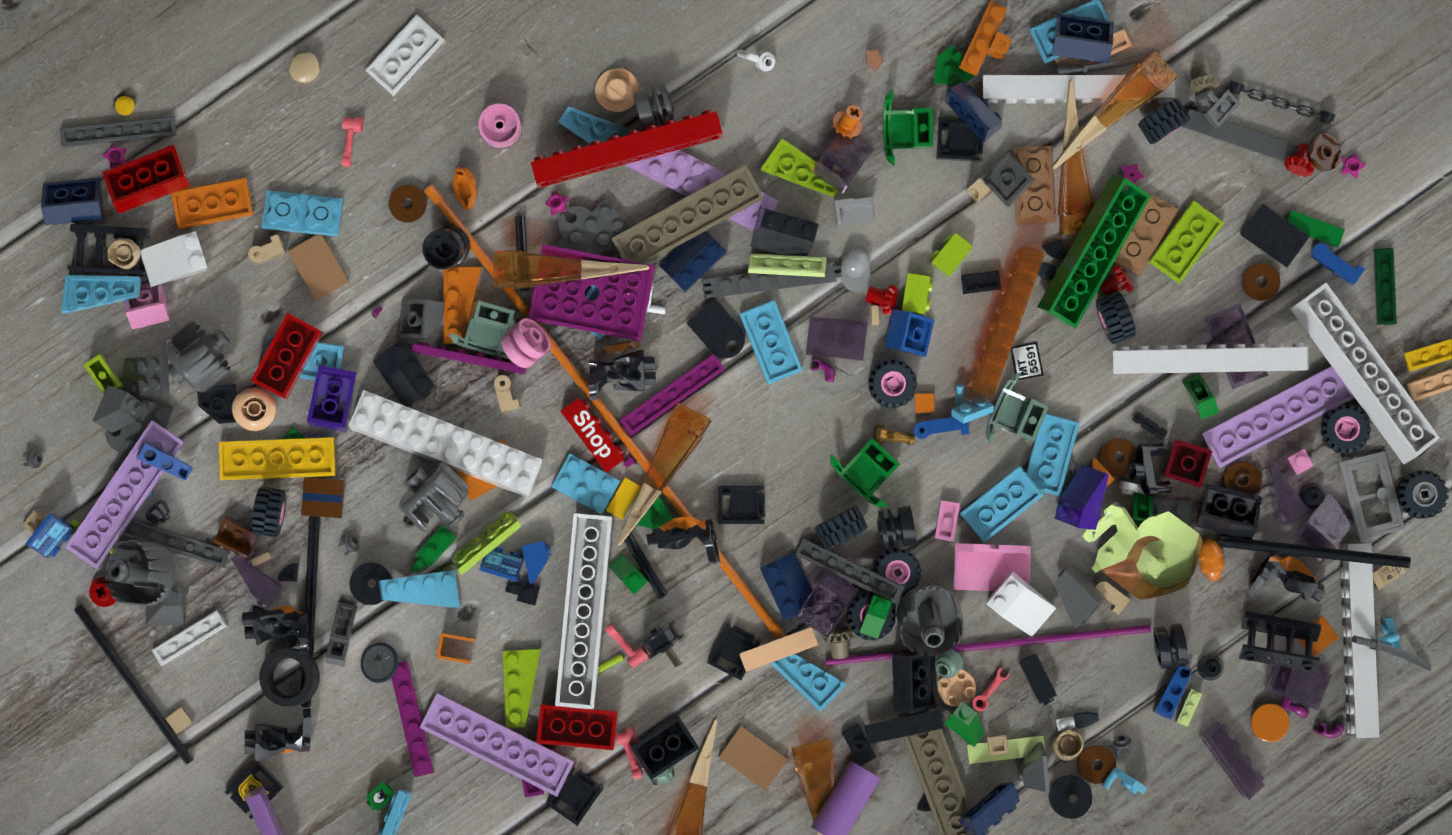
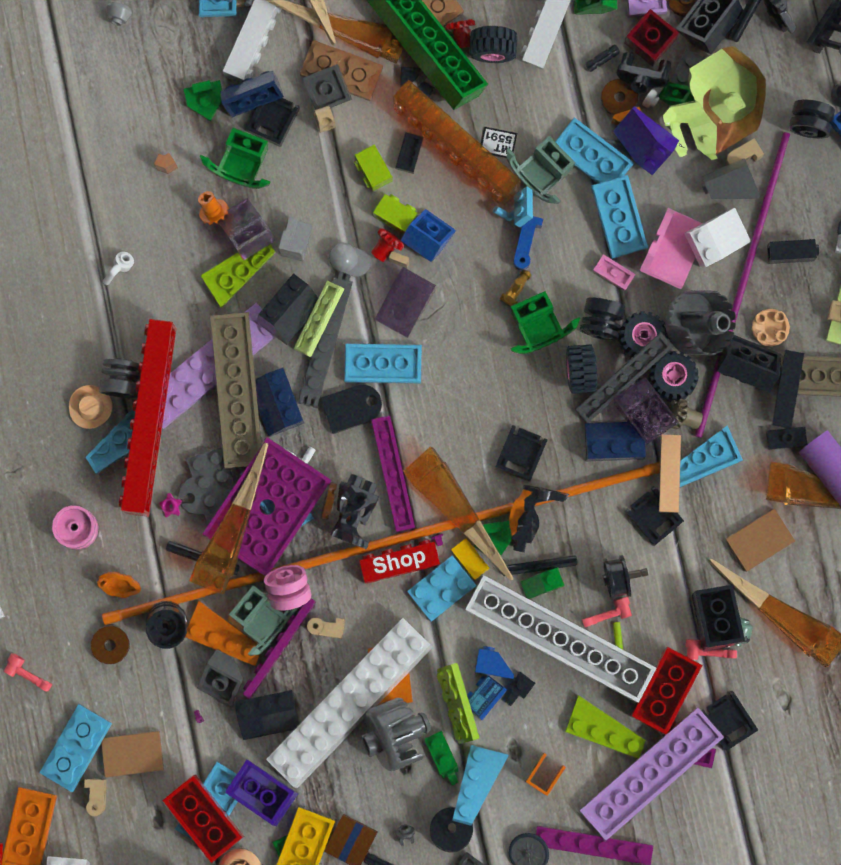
camera: 65 degrees left, 5 degrees down
(828, 370) = (431, 322): magenta arm -> none
(875, 616) = (677, 370): green slope -> none
(892, 383) = (468, 269): black wheel -> none
(924, 403) = (497, 249): orange tile -> none
(948, 664) = (747, 324): sand green head -> none
(965, 723) = (806, 332): green slope -> none
(986, 40) = (192, 56): orange plate -> none
(986, 694) = (796, 308): coral brick -> none
(1211, 559) = (751, 50): orange arm -> none

